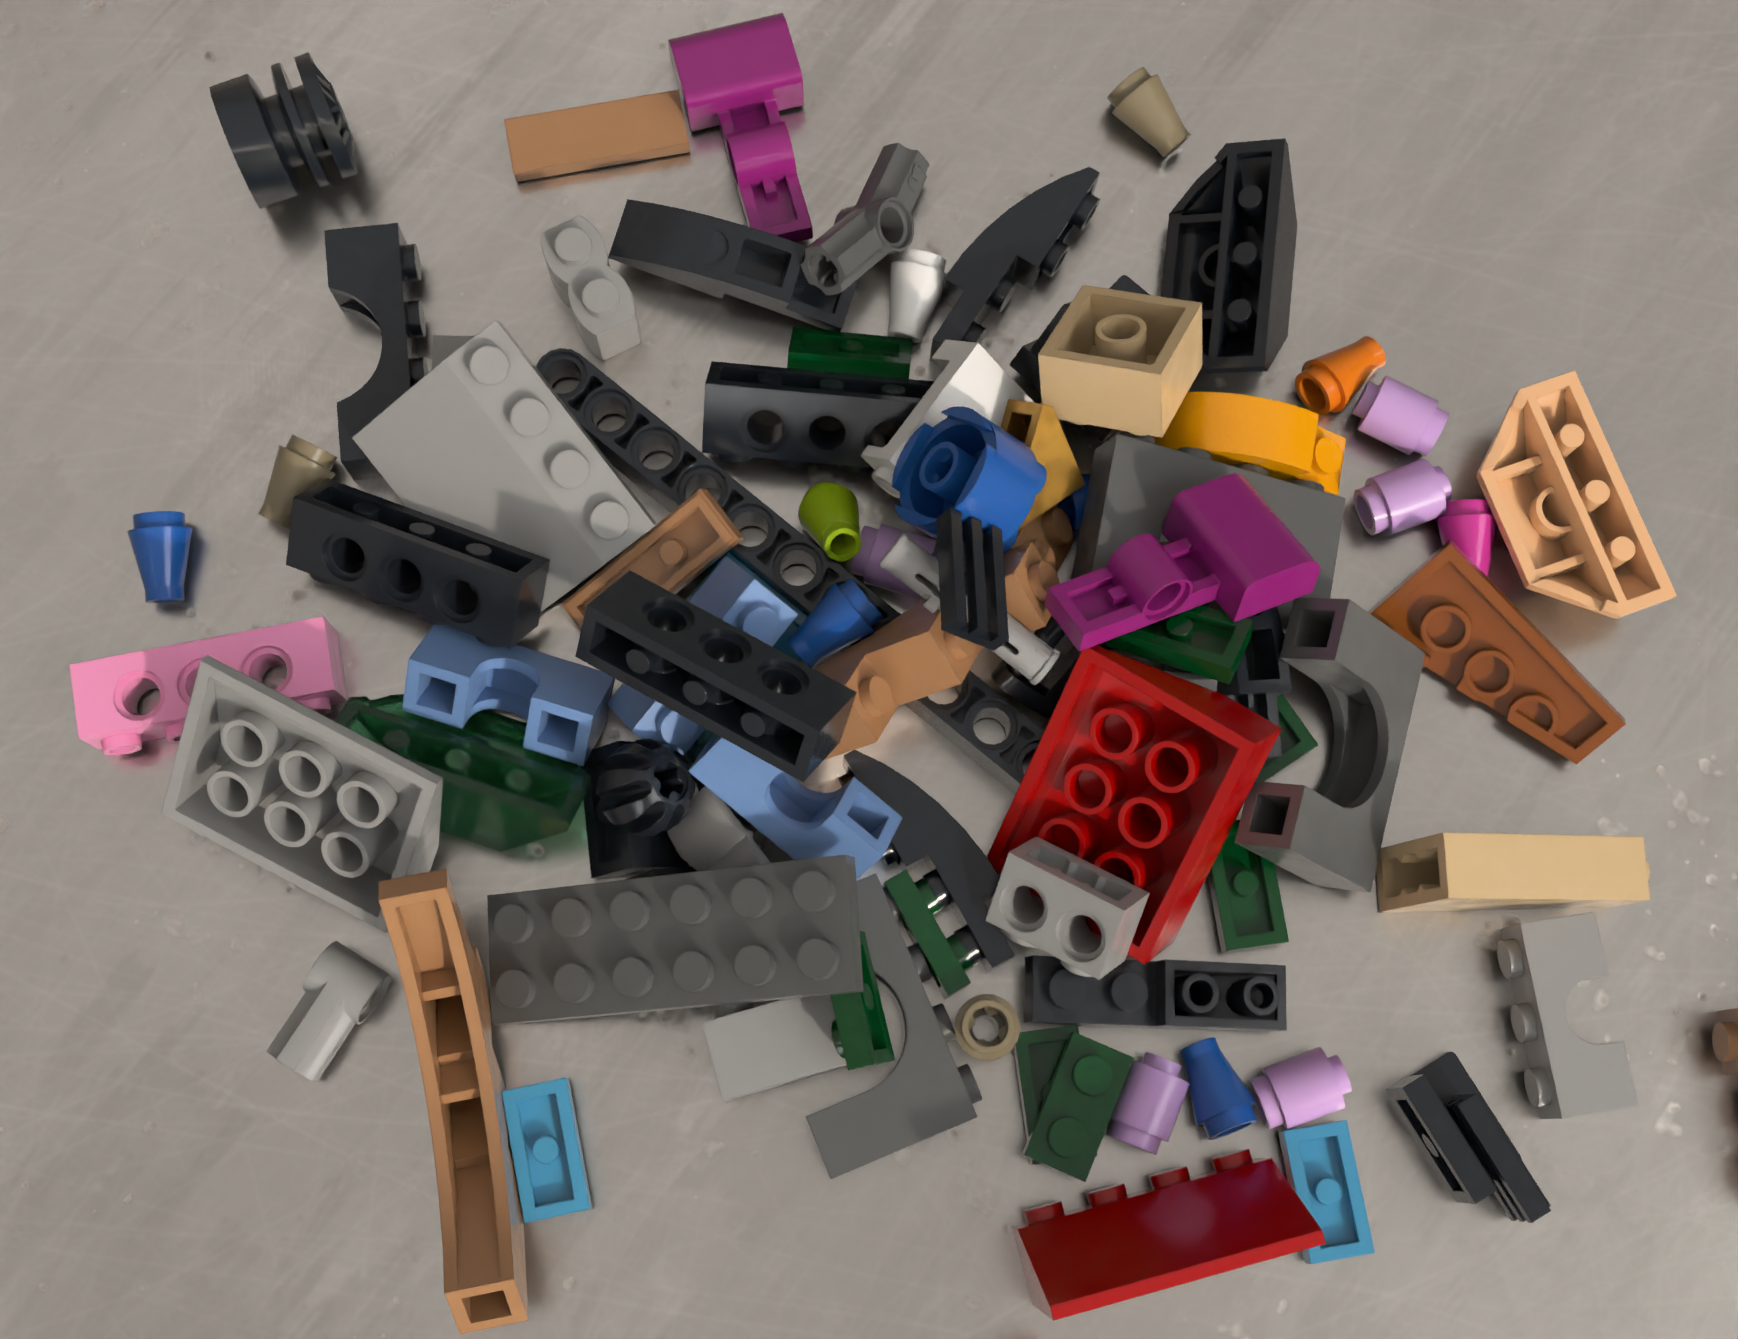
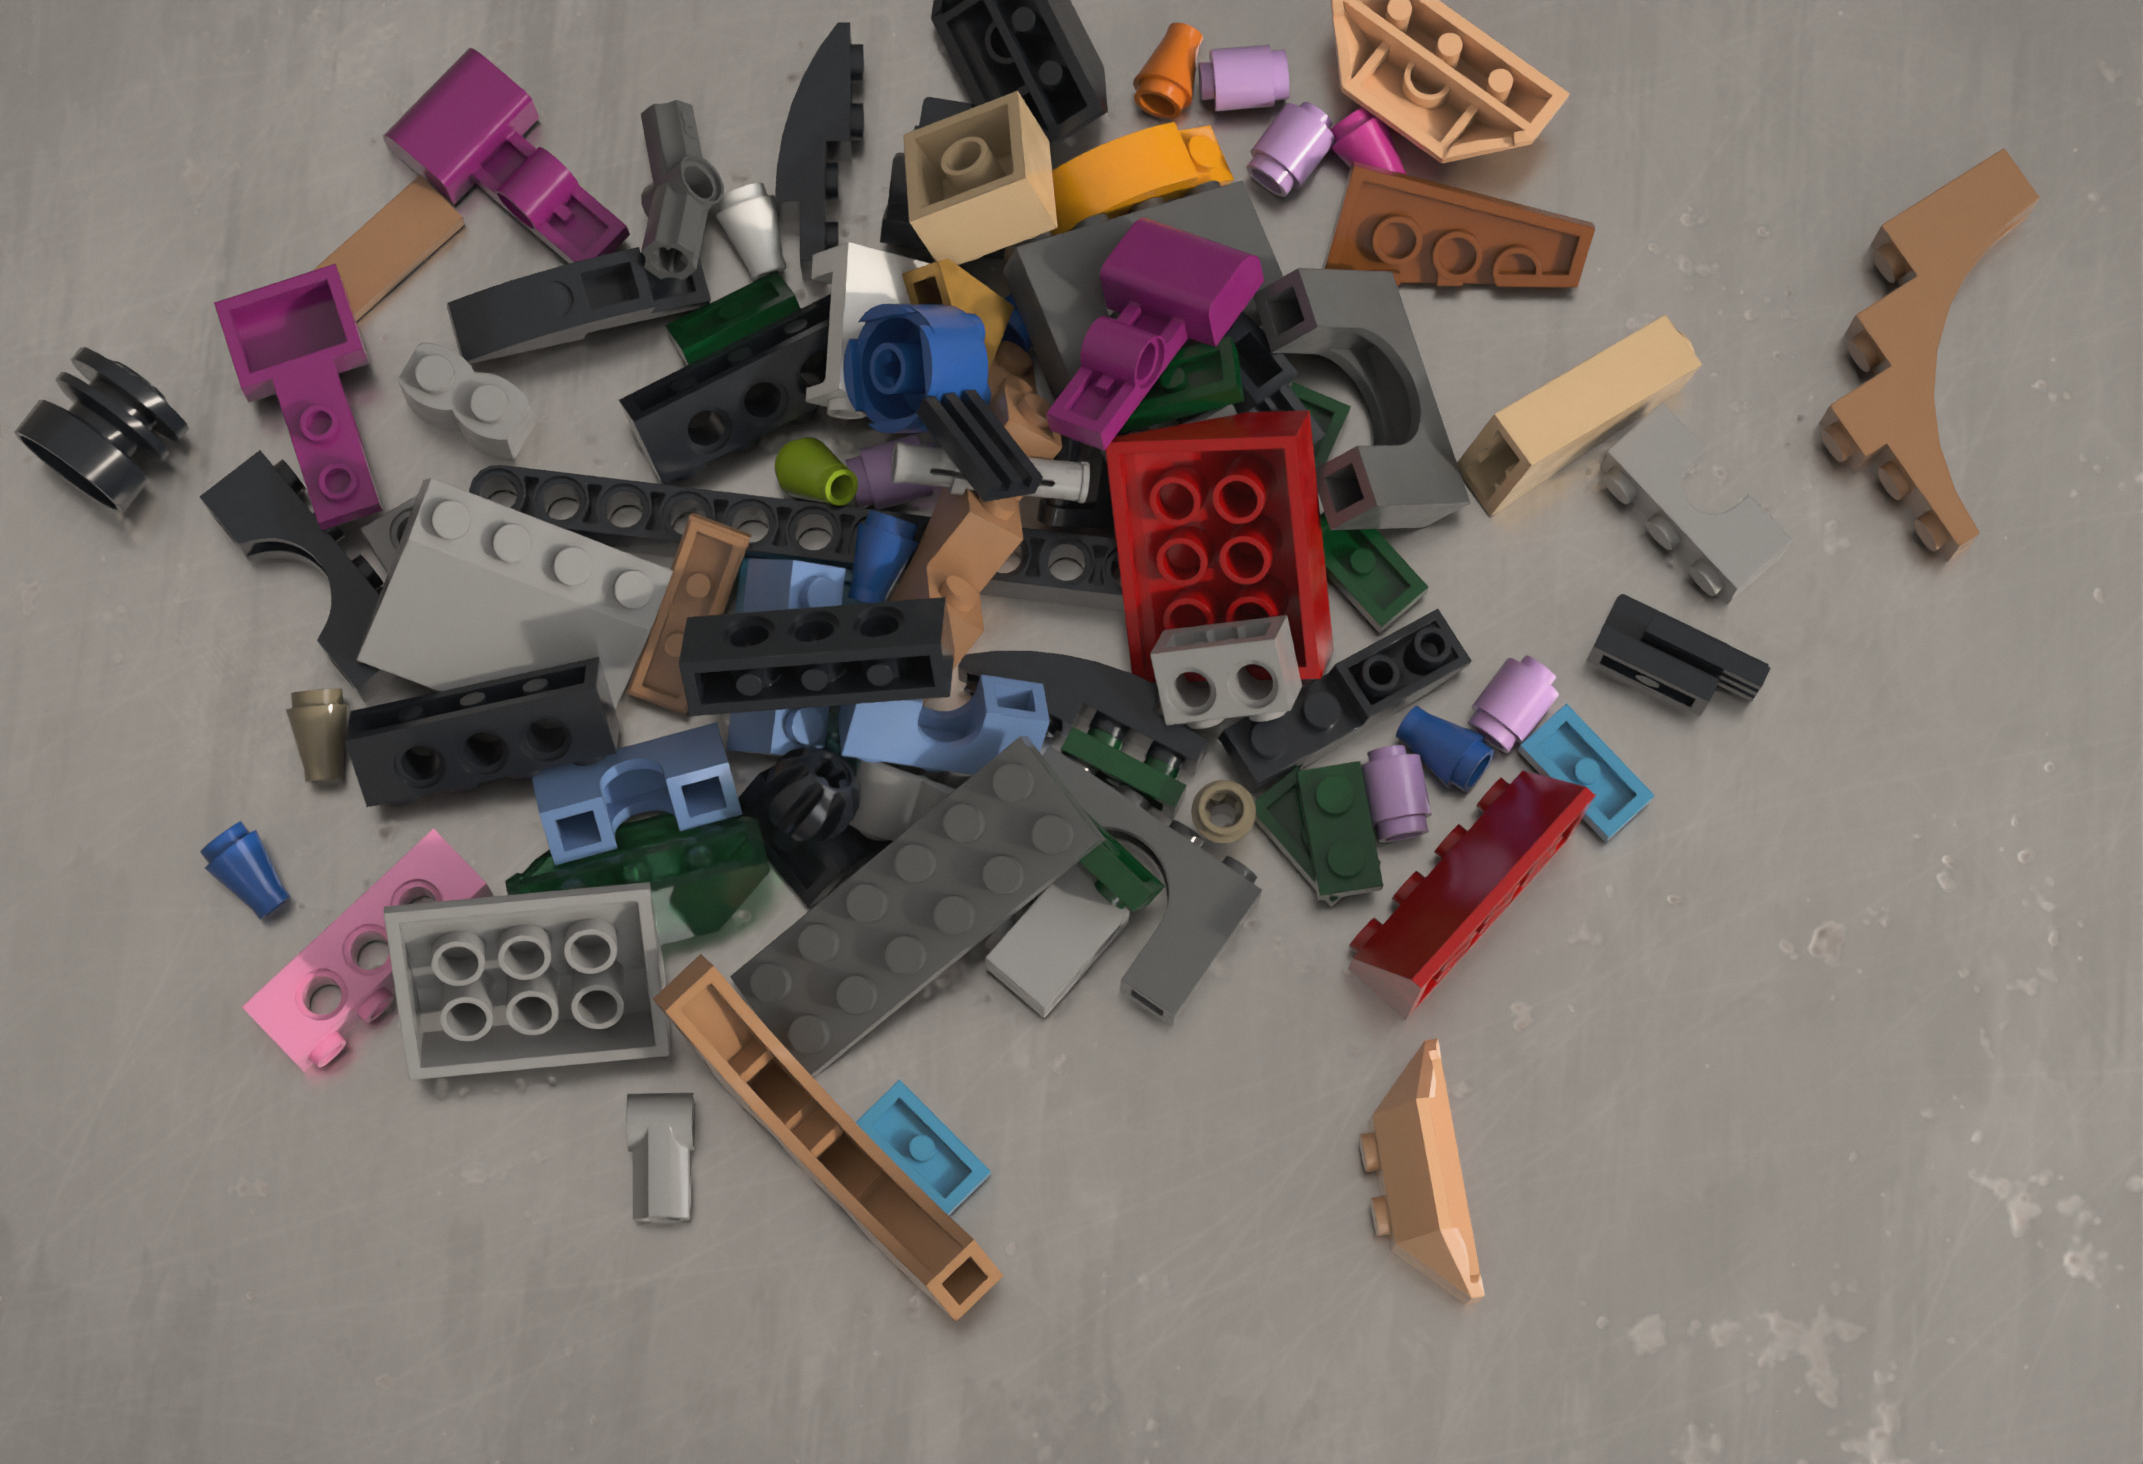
camera: 30 degrees left, 0 degrees up
(477, 156) = (294, 345): none -> magenta plate

